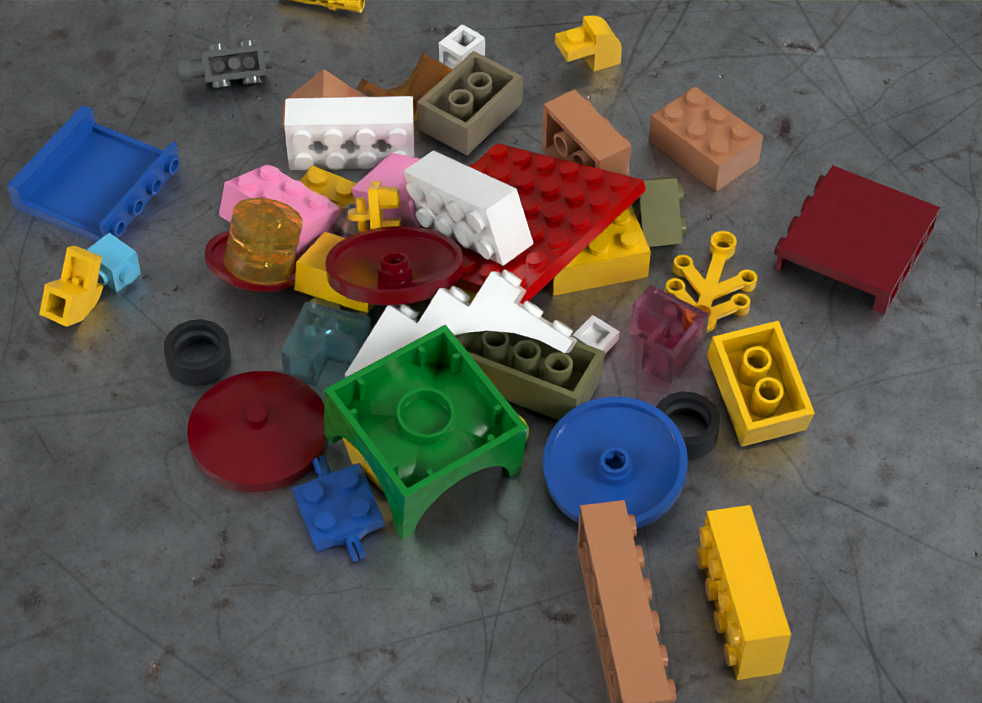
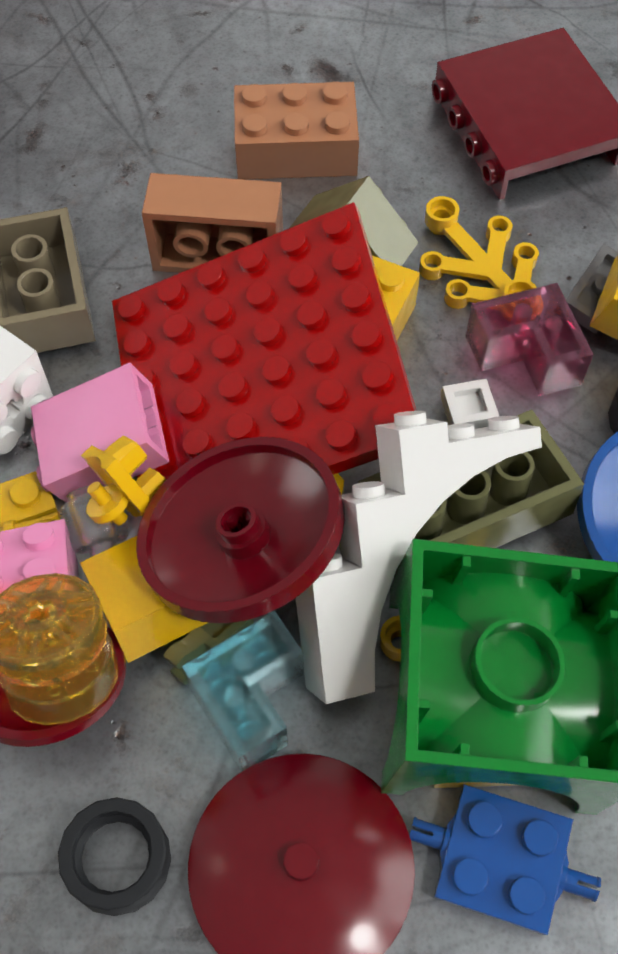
camera: 50 degrees left, 10 degrees up
(468, 207) = (236, 384): white brick -> none
(592, 41) = (75, 126): yellow brick -> none

